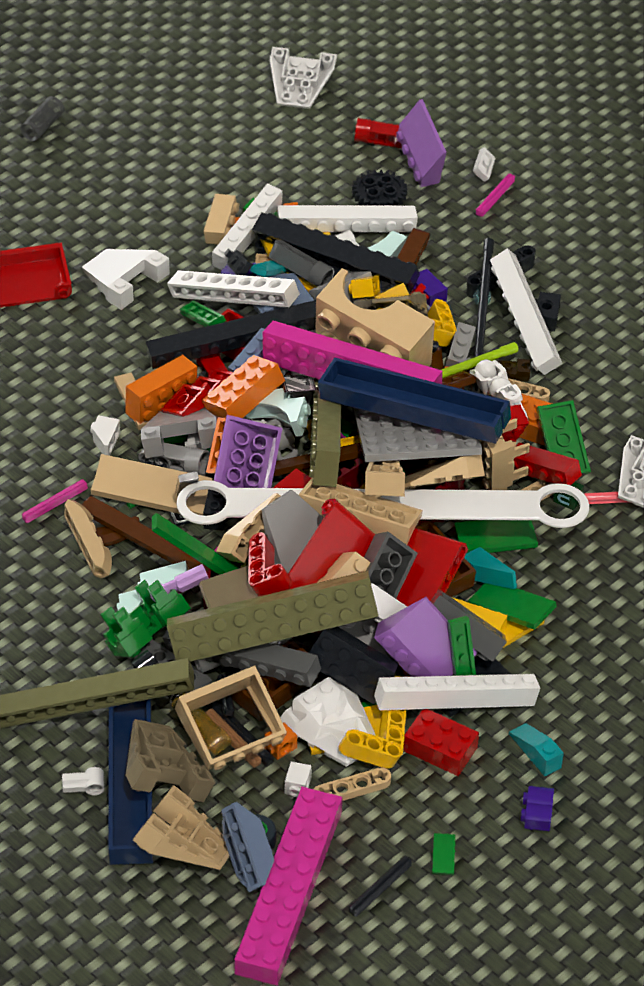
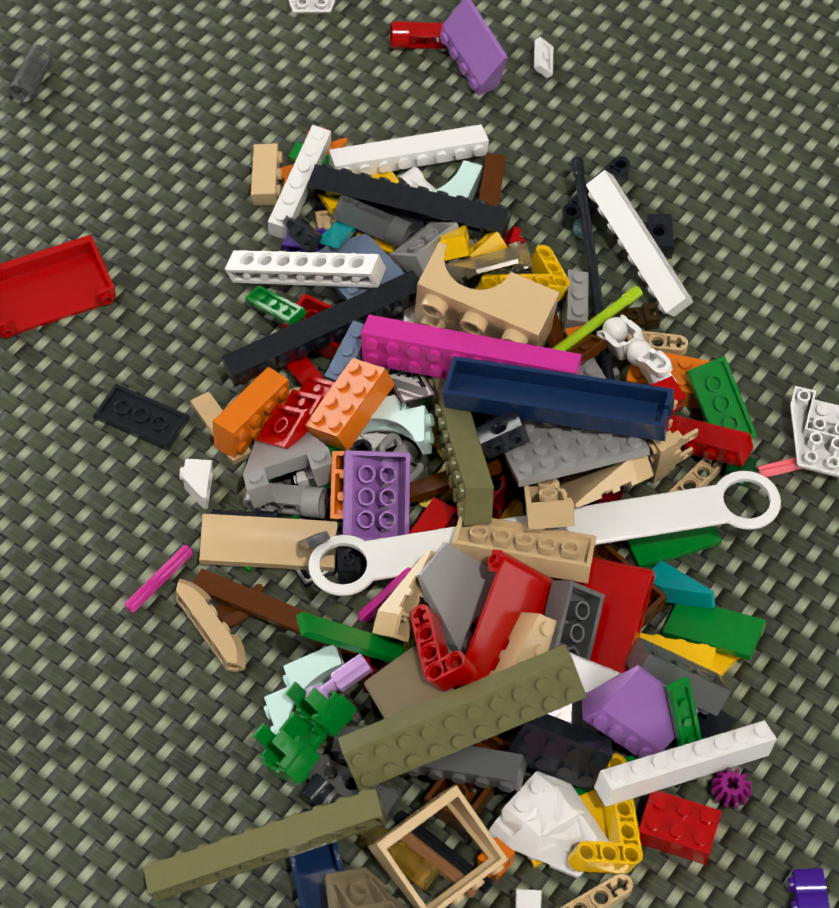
camera: 10 degrees left, 10 degrees up
(70, 383) = (141, 417): none -> black tile
(116, 267) = (161, 254): white wedge -> none
(227, 702) = (415, 802): black axle -> none
(362, 422) = (503, 434): none -> black brick
(379, 189) = (435, 108): black gear -> none
(434, 287) = (530, 228): dark purple brick -> none
(494, 721) = (727, 795): none -> magenta gear
(498, 191) = (564, 94): dark pink axle -> none
(539, 748) = (788, 812): teal slope -> none

